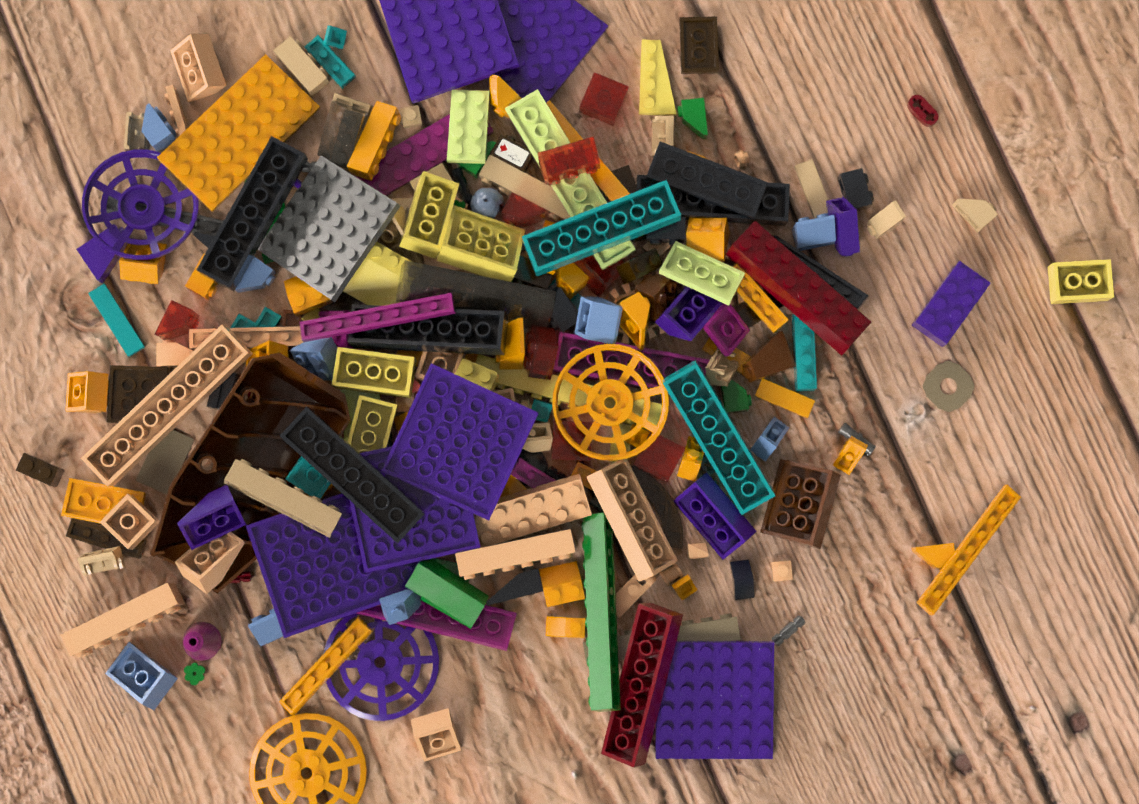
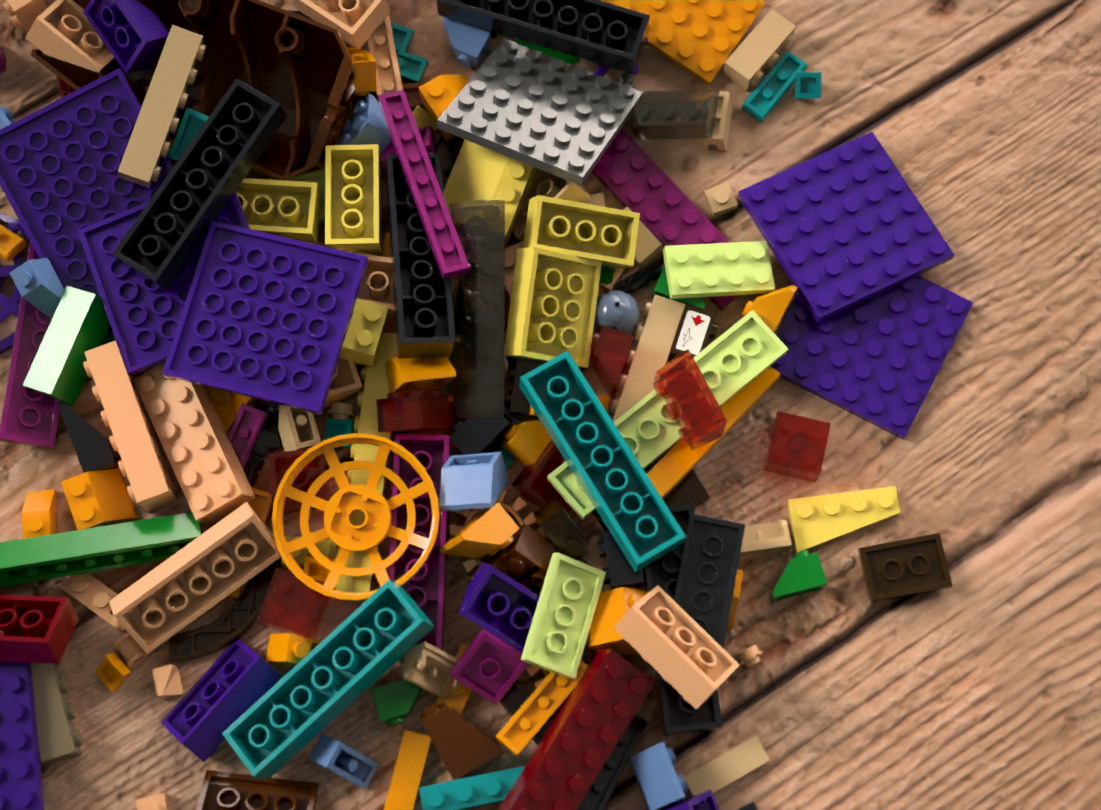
camera: 80 degrees right, 10 degrees down
(374, 141) = (675, 153): light orange brick -> none
(737, 200) = (676, 646): none -> light nougat slope
(742, 579) = (134, 753): black slope -> none

